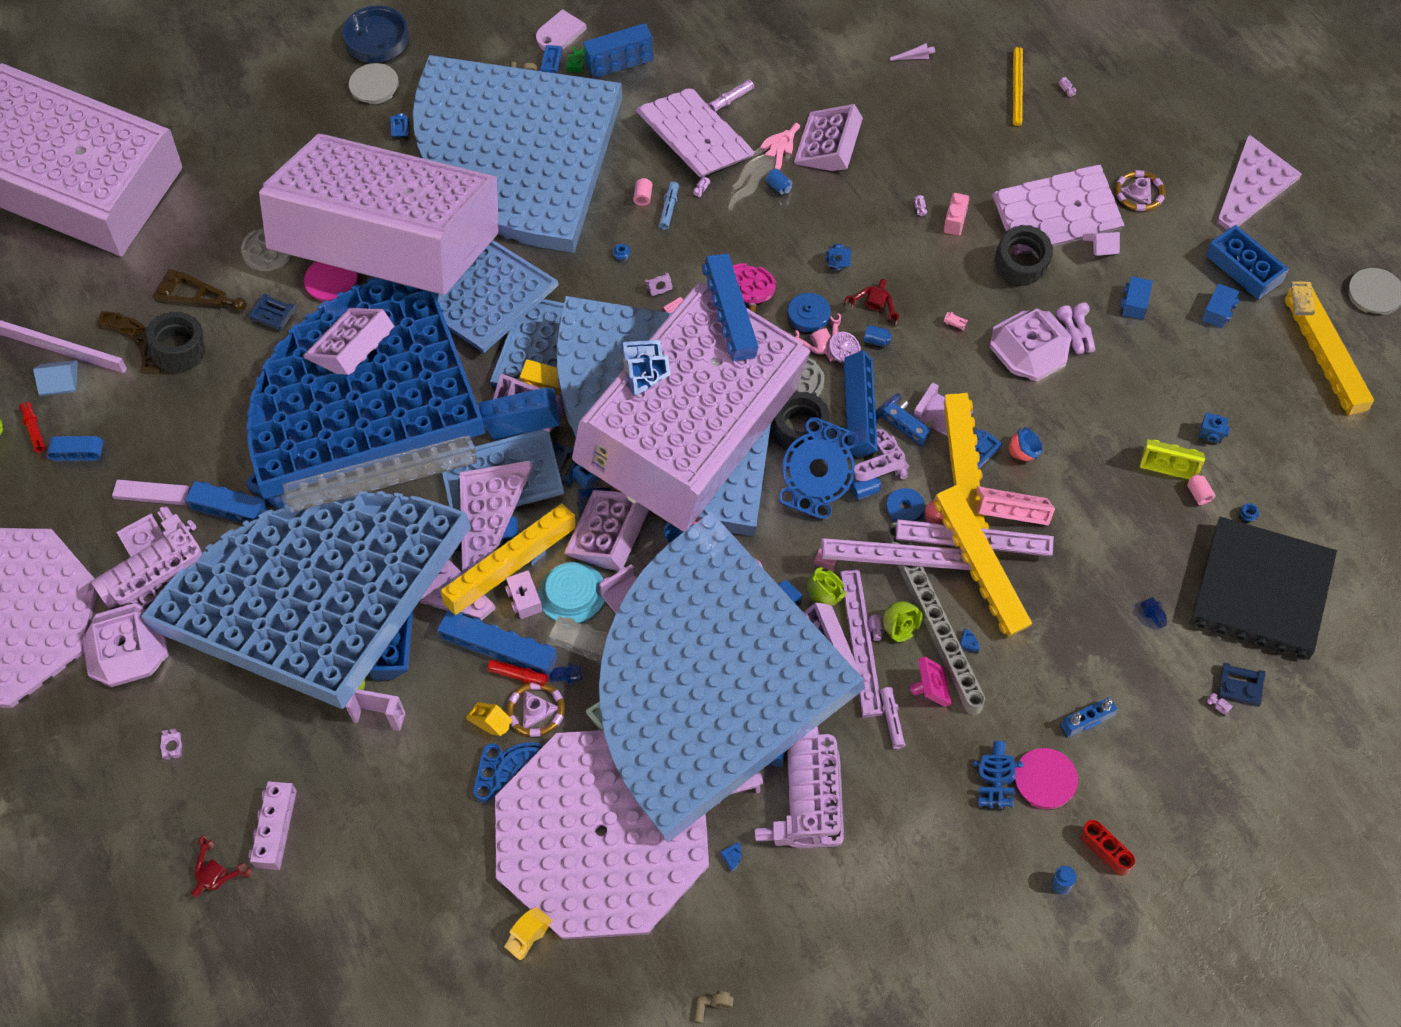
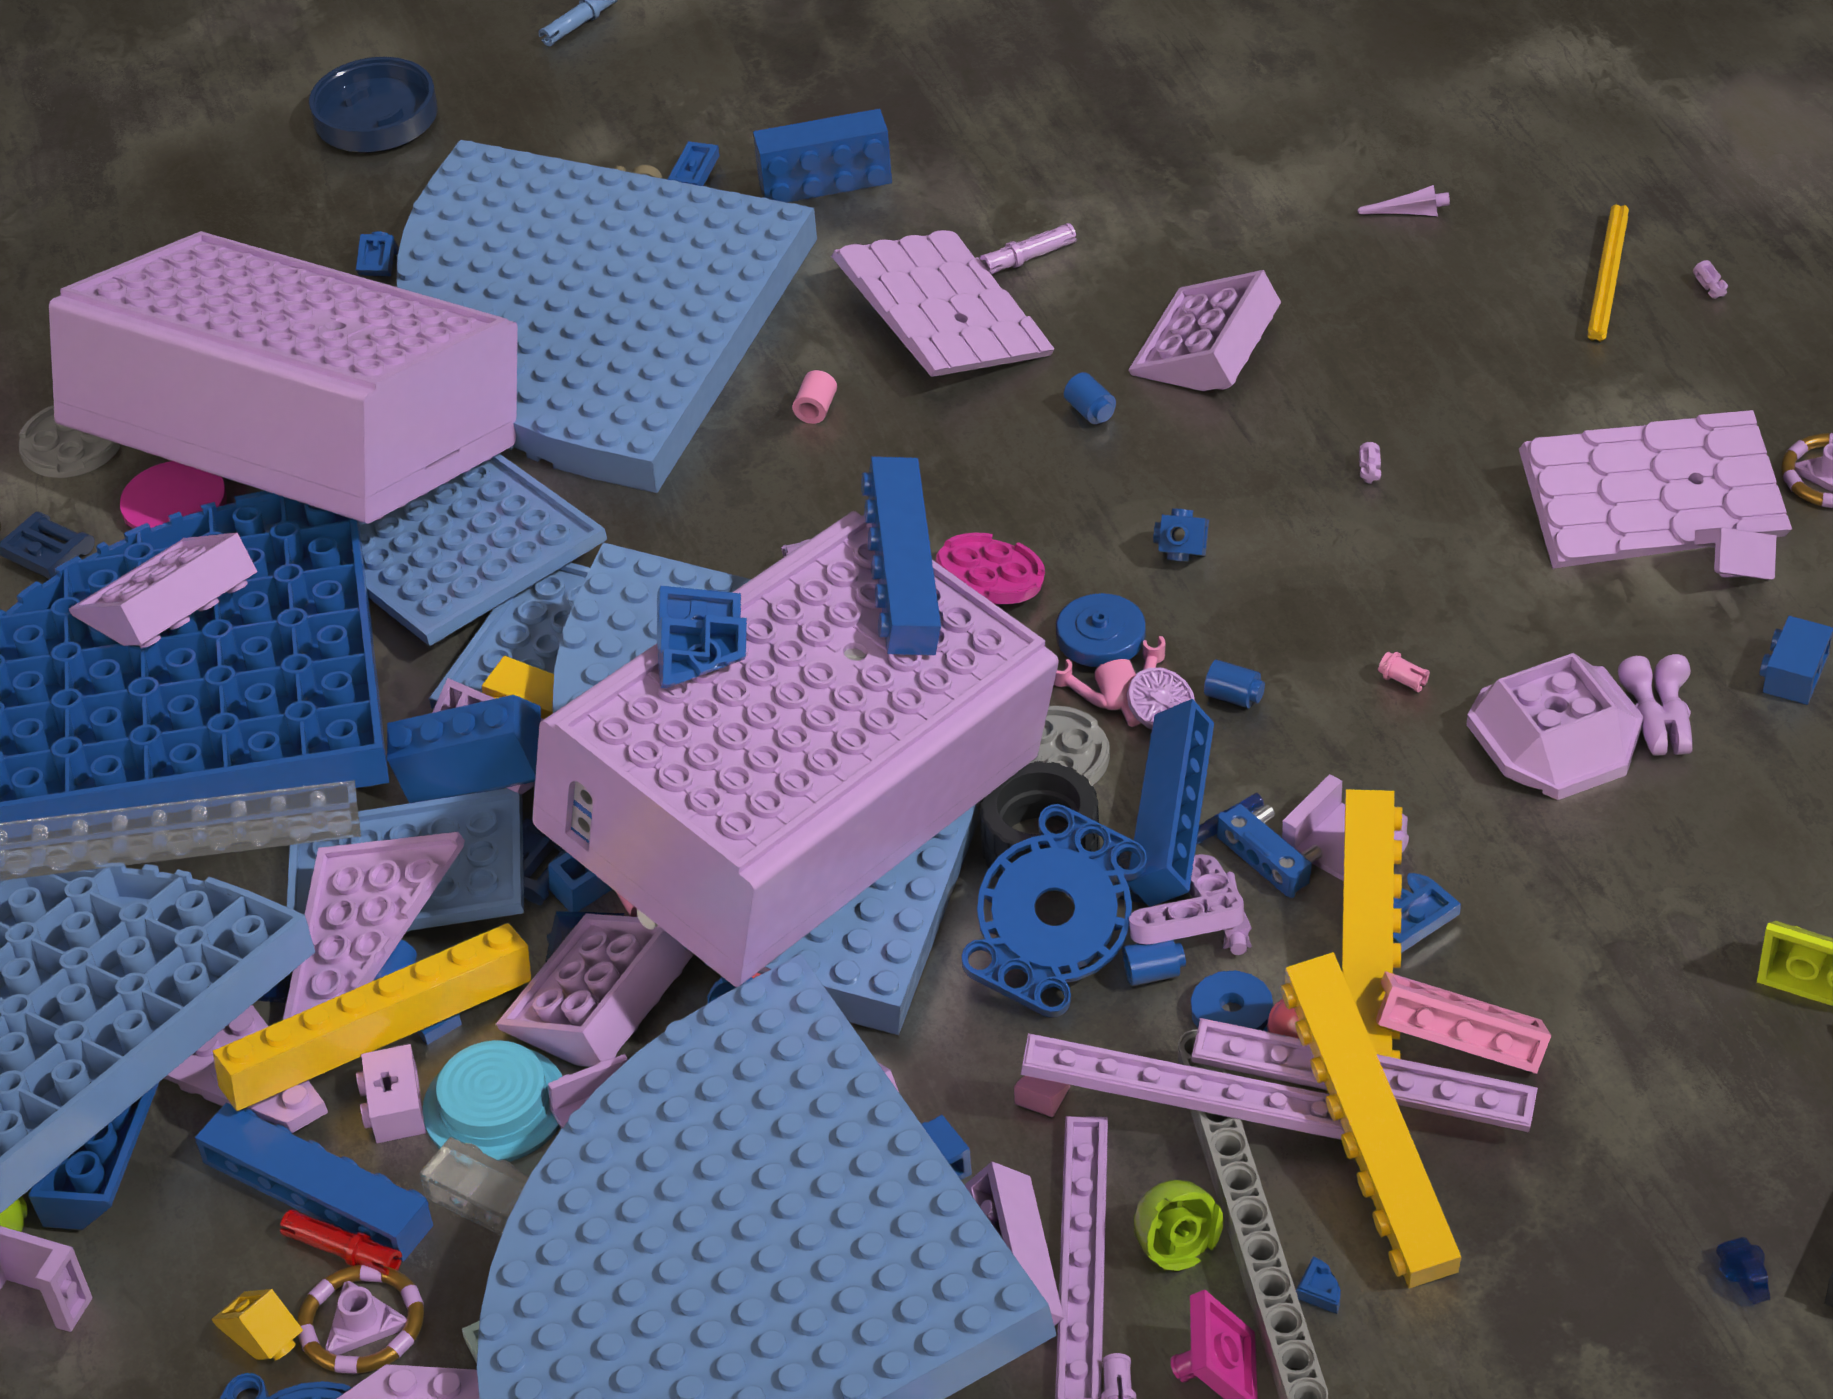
camera: 10 degrees right, 15 degrees down
(373, 83) = (348, 185): light grey tile -> none
(560, 30) = (723, 122): lavender tile -> none
(569, 674) = (442, 1256): clear blue piece -> none
(576, 61) = (740, 175): green plate -> none
(621, 252) = (749, 497): blue plate -> none
(668, 205) = (865, 416): medium blue pin -> none
(701, 186) = (935, 397): lavender piece -> none
(780, 144) = (1100, 340): clear piece -> none
(825, 587) = (1023, 1139): lime cylinder -> none
(875, 300) = (1243, 620): dark red piece -> none
(876, 626) = (1120, 1233): lavender cylinder -> none
(956, 214) = (1440, 480): bright pink brick -> none
(1025, 445) = (1509, 911): blue hair -> none
(1030, 237) = (1571, 523): black tyre -> none

